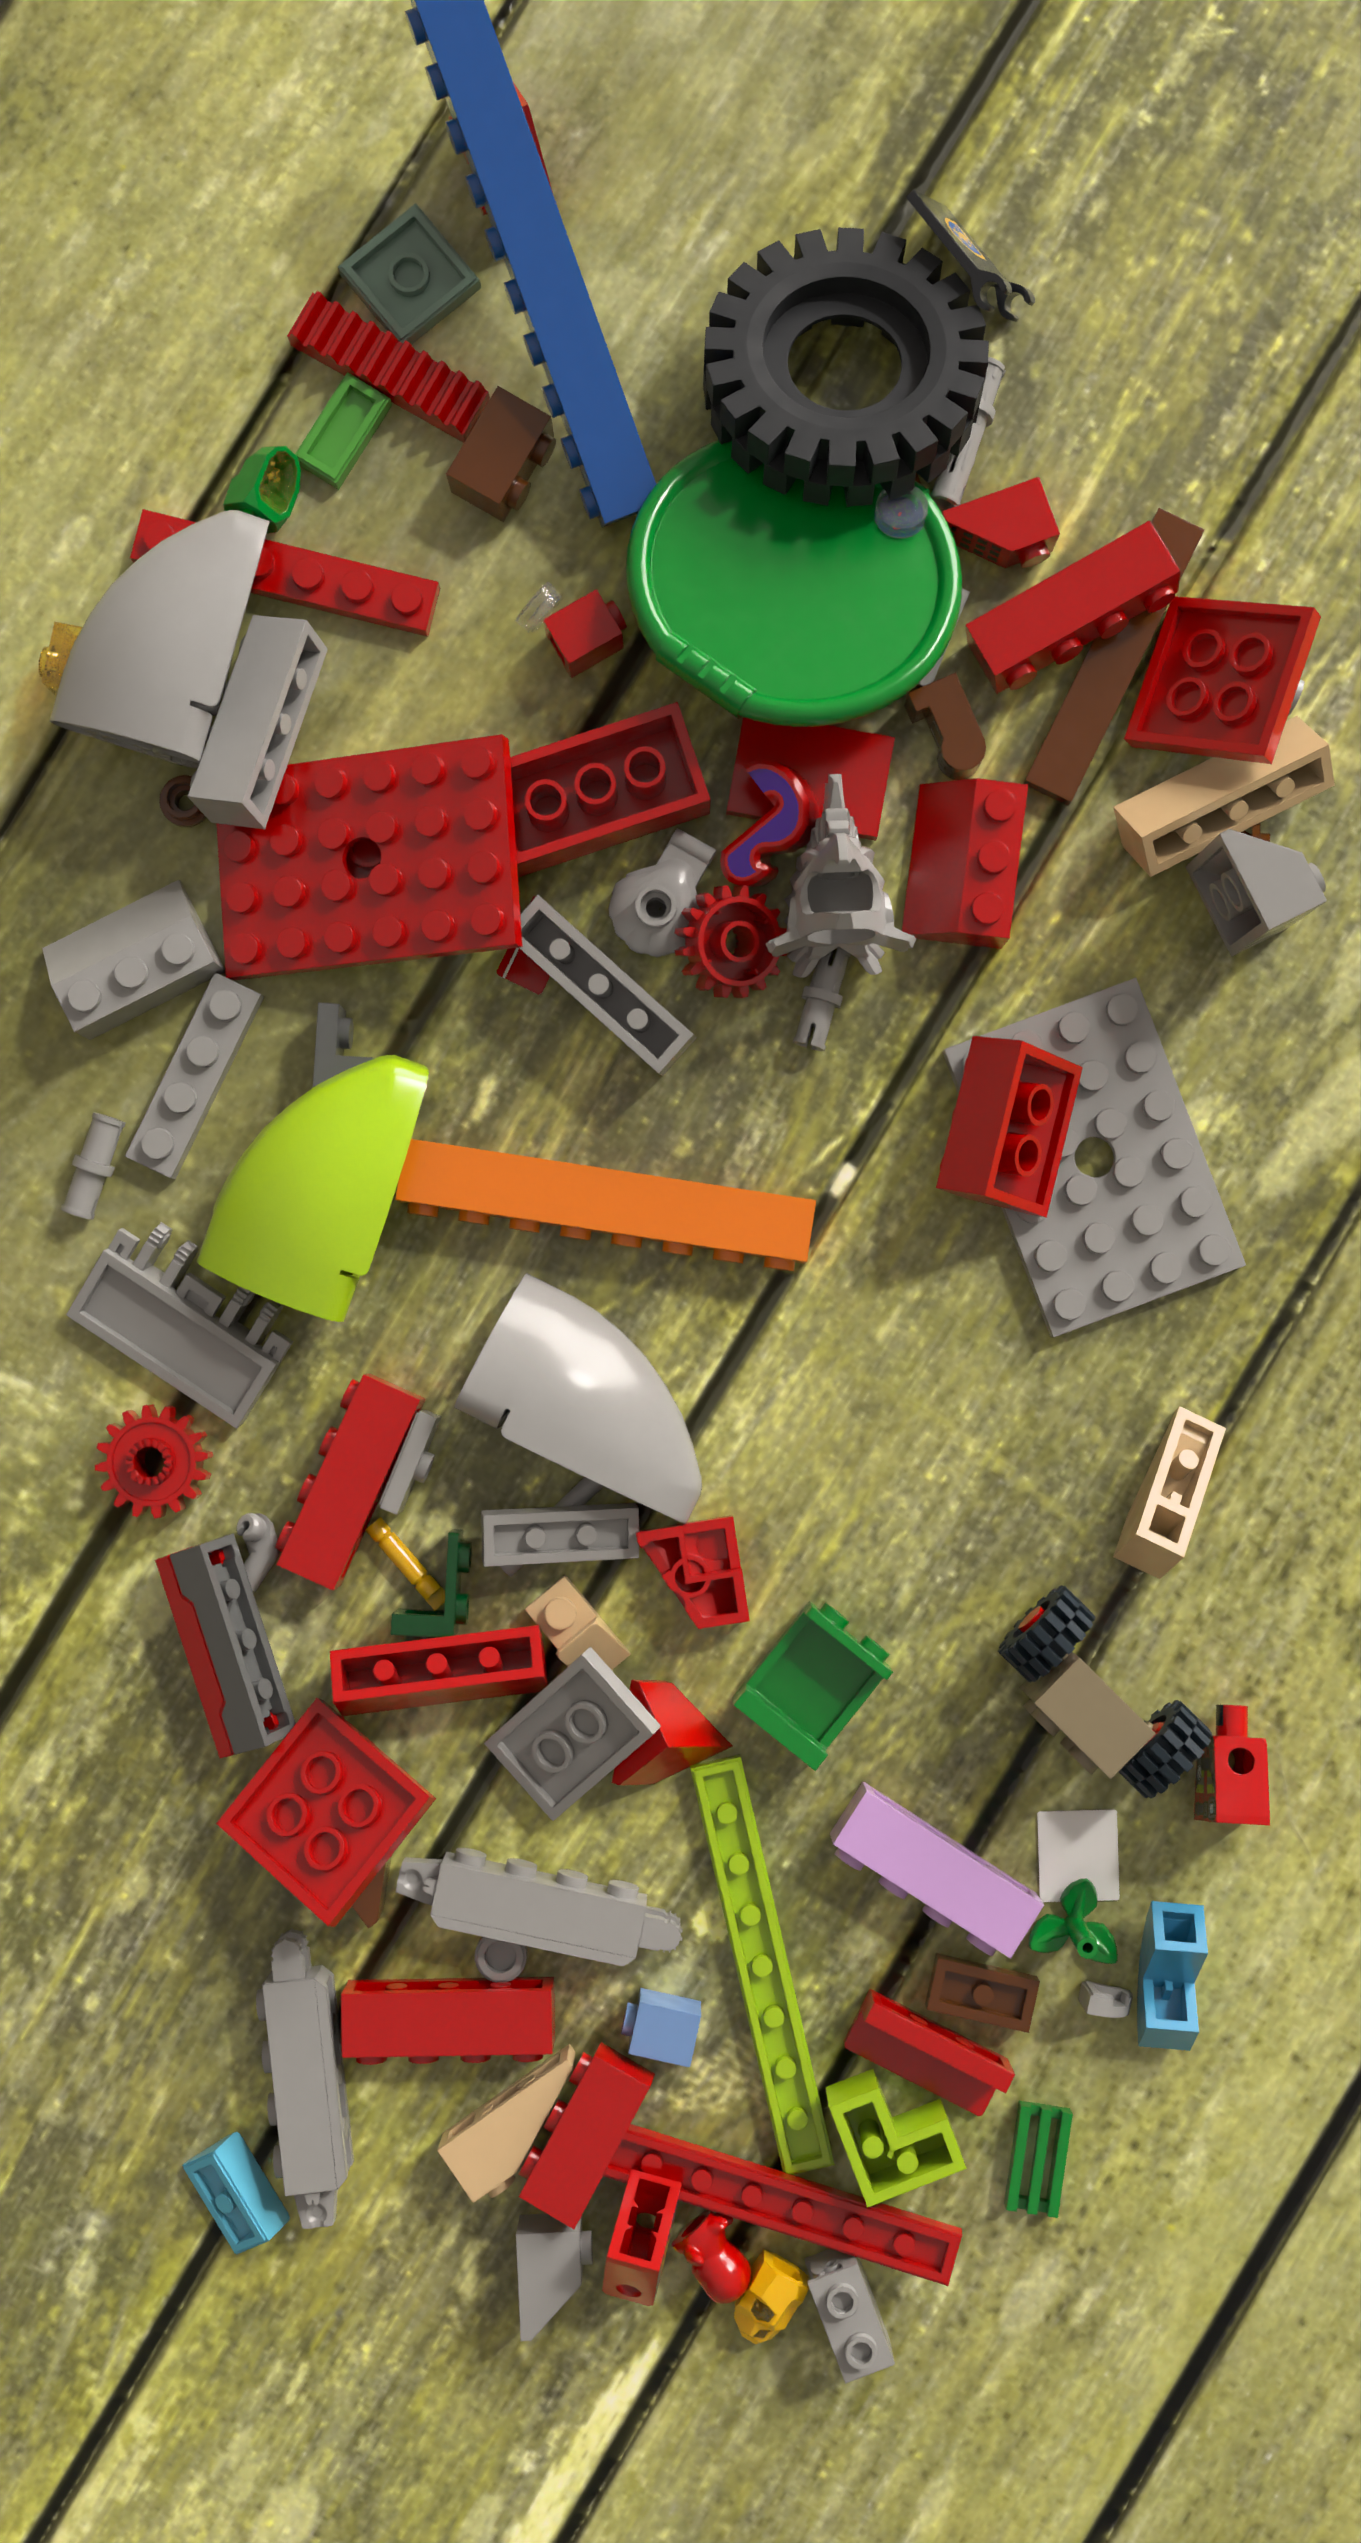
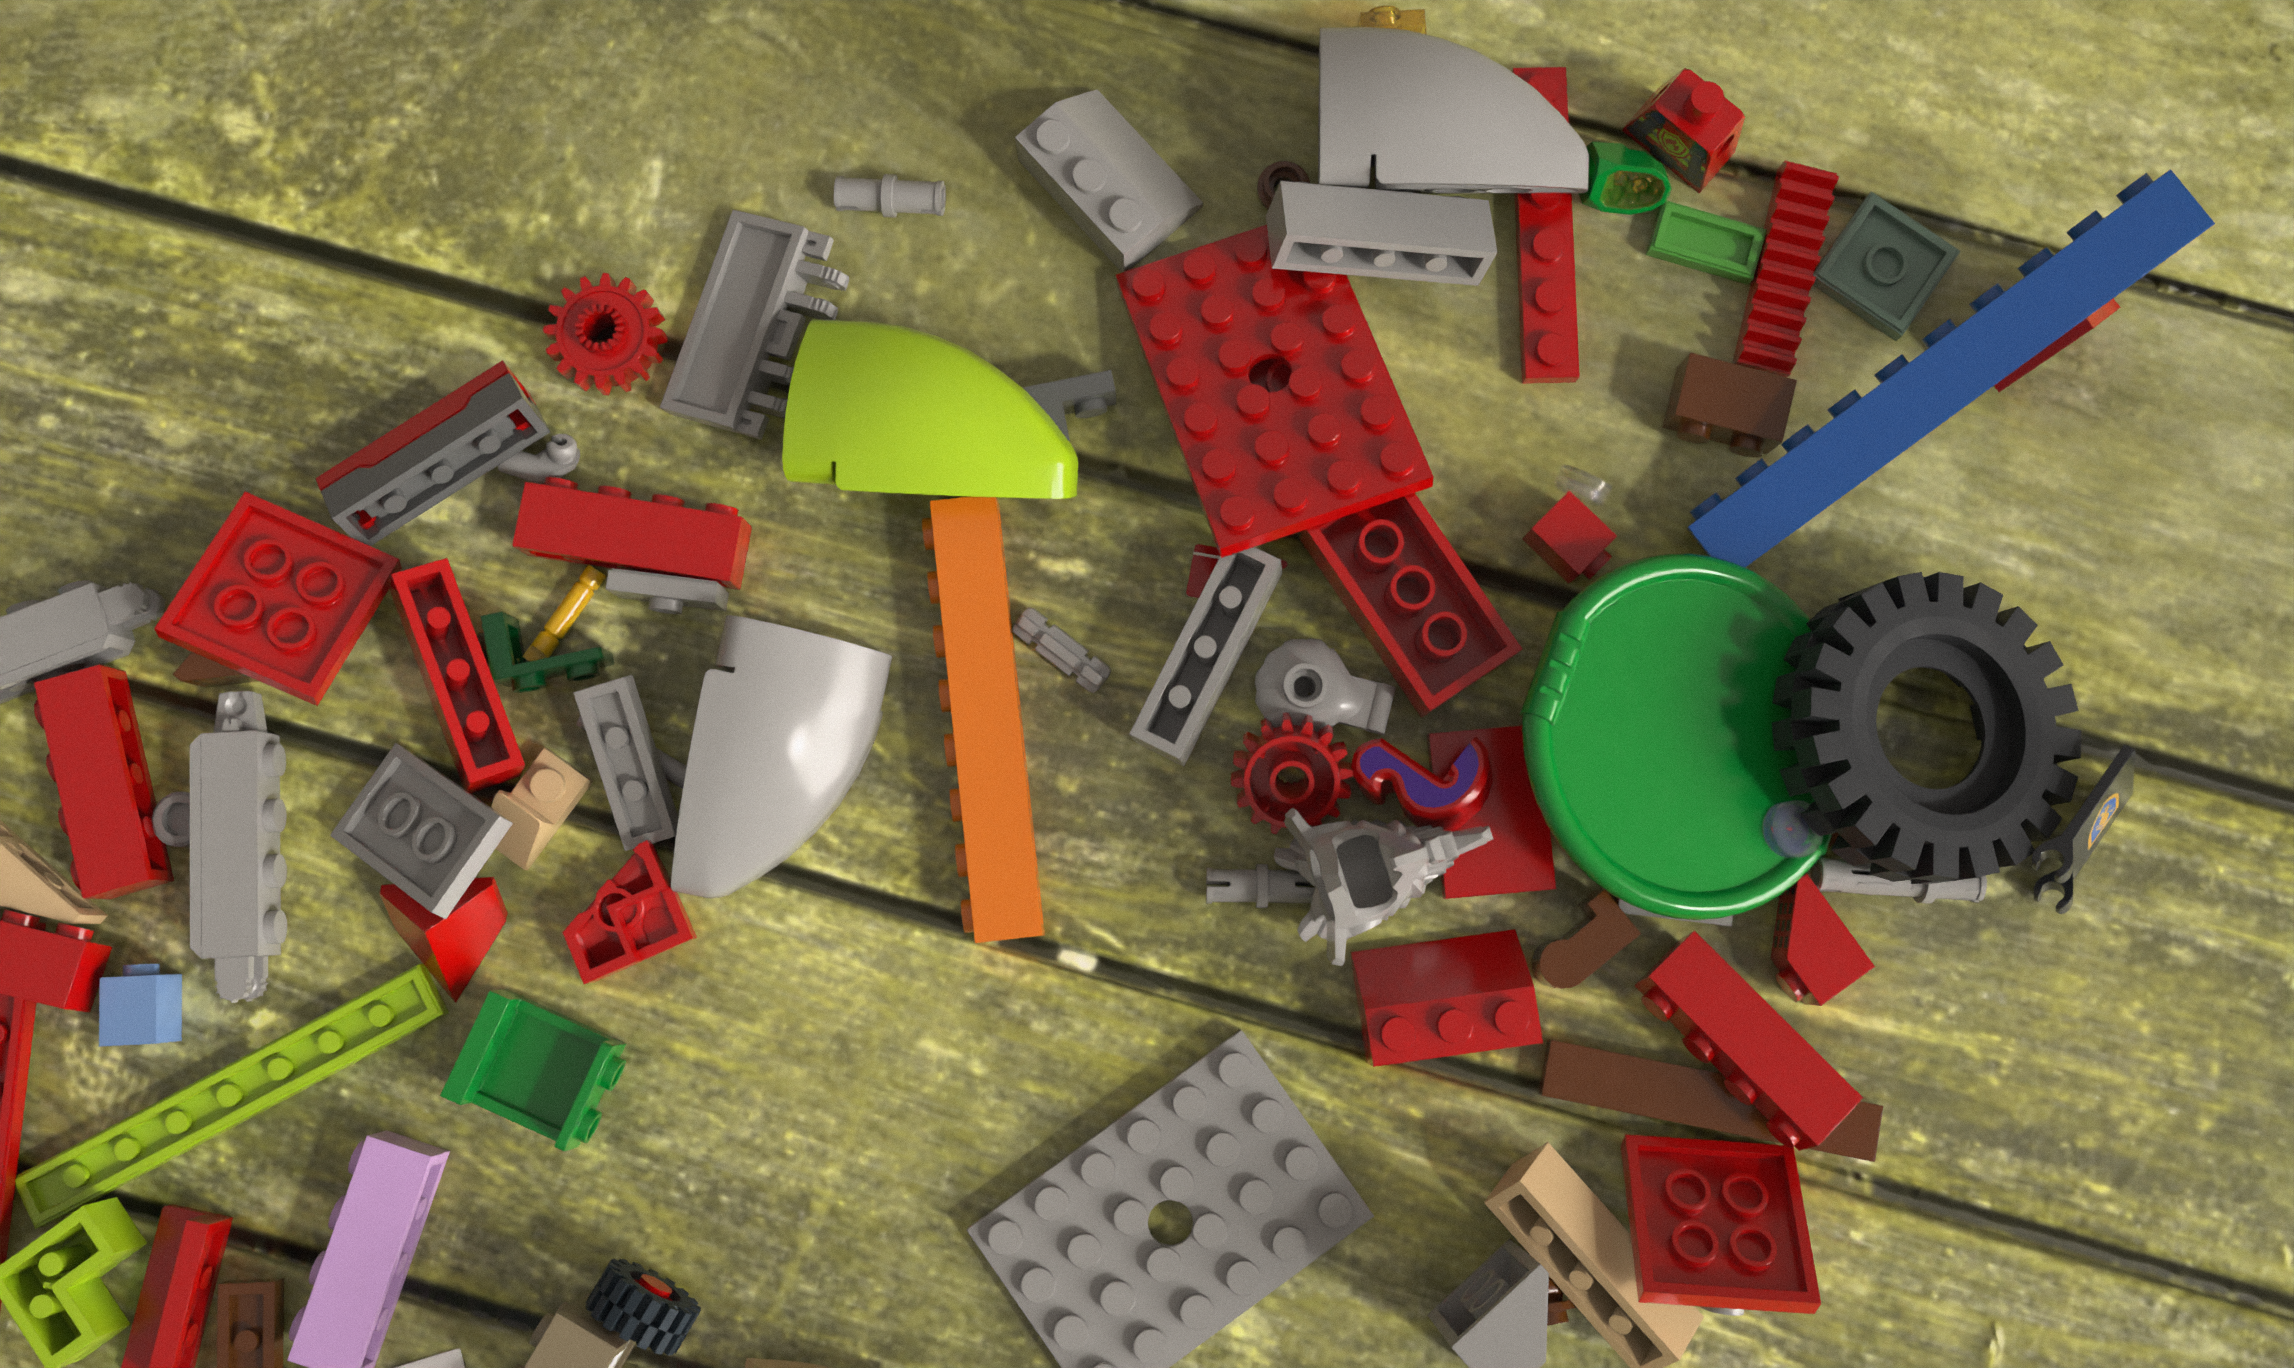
camera: 70 degrees right, 5 degrees down
(194, 1076) = (1007, 271): light grey plate -> none
(232, 414) = (1688, 127): none -> red torso
(561, 1119) = (1061, 650): none -> light grey axle
(1009, 1125) = (1174, 1120): red slope -> none

